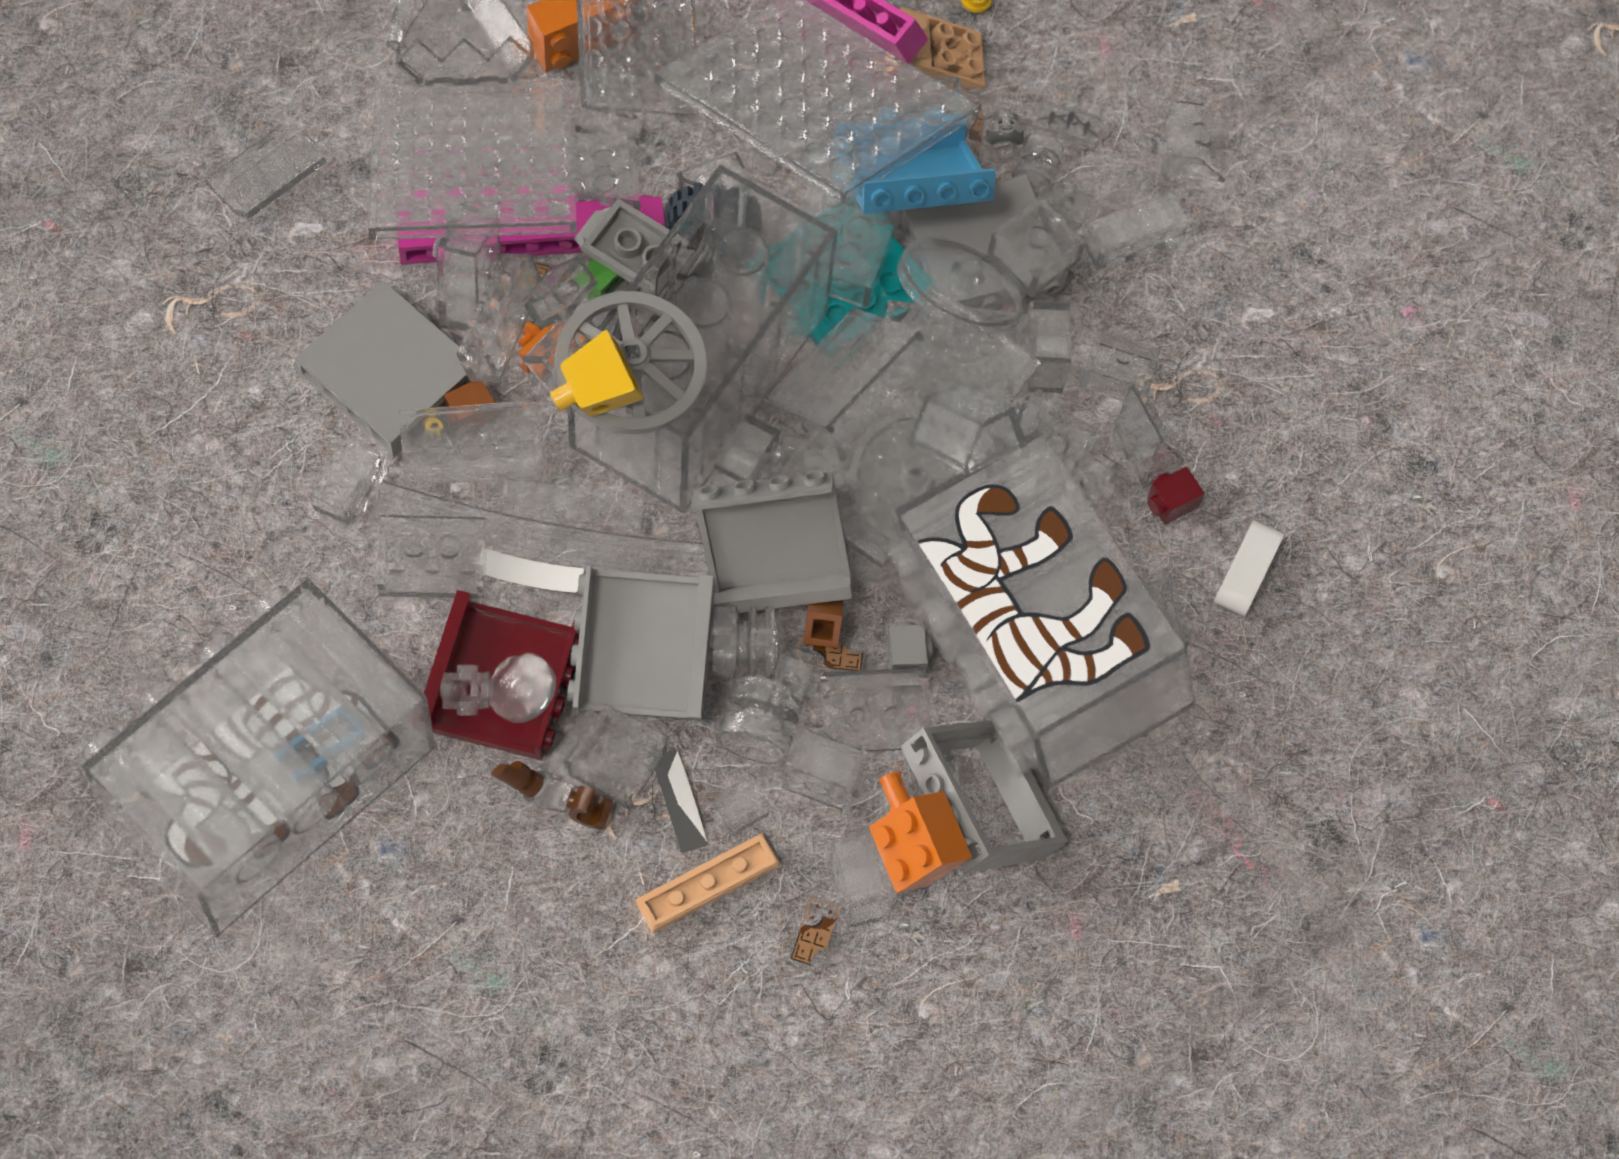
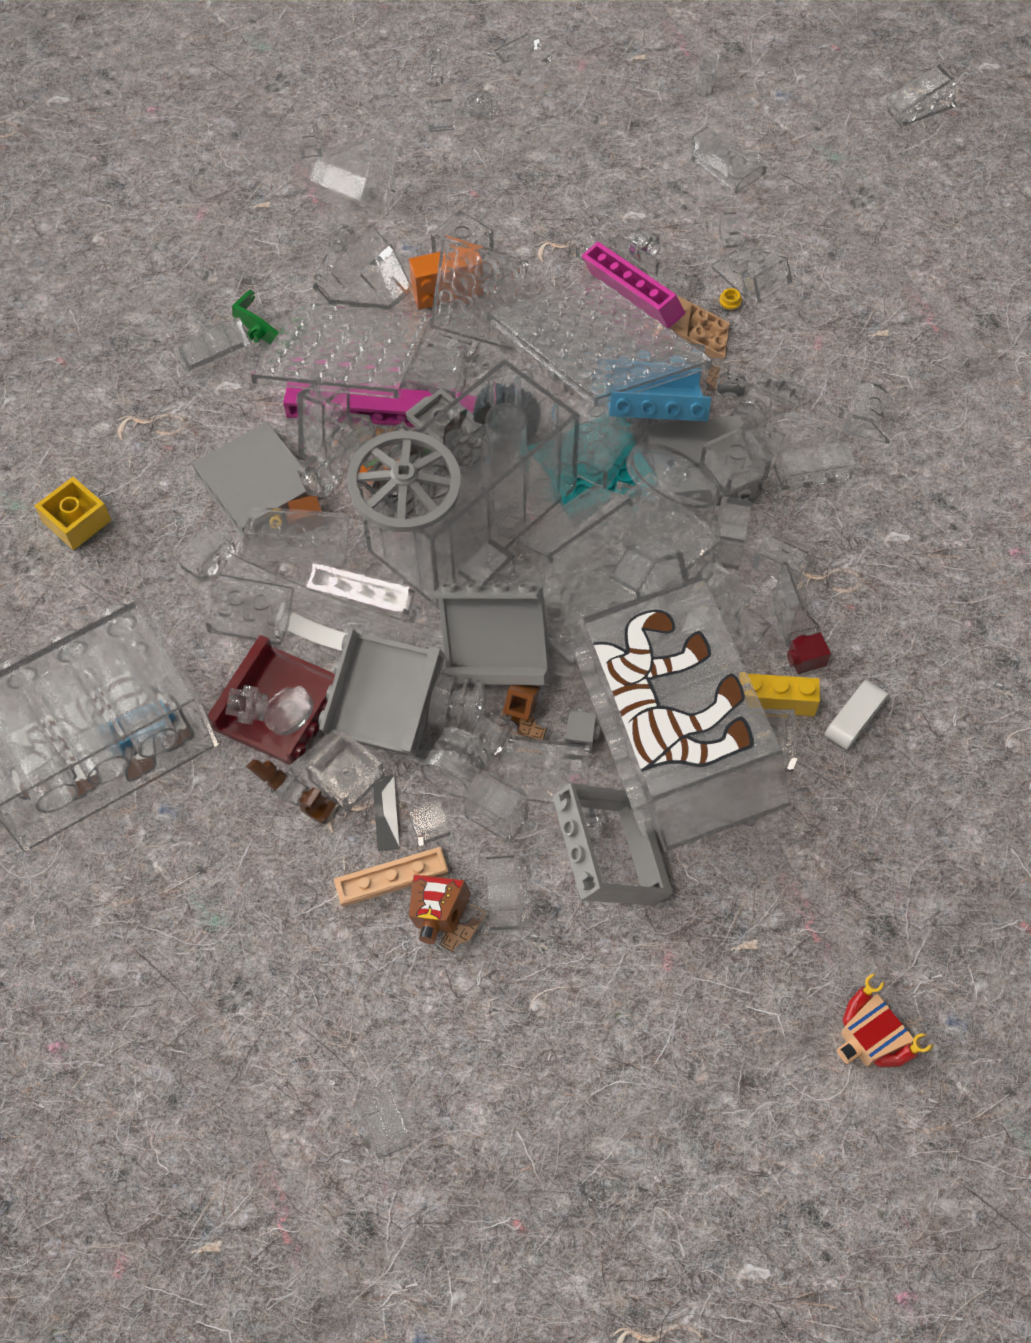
camera: 20 degrees right, 5 degrees down
(146, 457) = (73, 513): none -> yellow brick
(328, 135) = (257, 326): none -> green piece
(597, 378) = (372, 483): yellow torso -> none
(778, 909) = (437, 905): none -> torso
(917, 836) = (549, 865): orange brick -> none
(1163, 555) = (787, 692): none -> yellow brick
(1341, 966) = (875, 1032): none -> torso

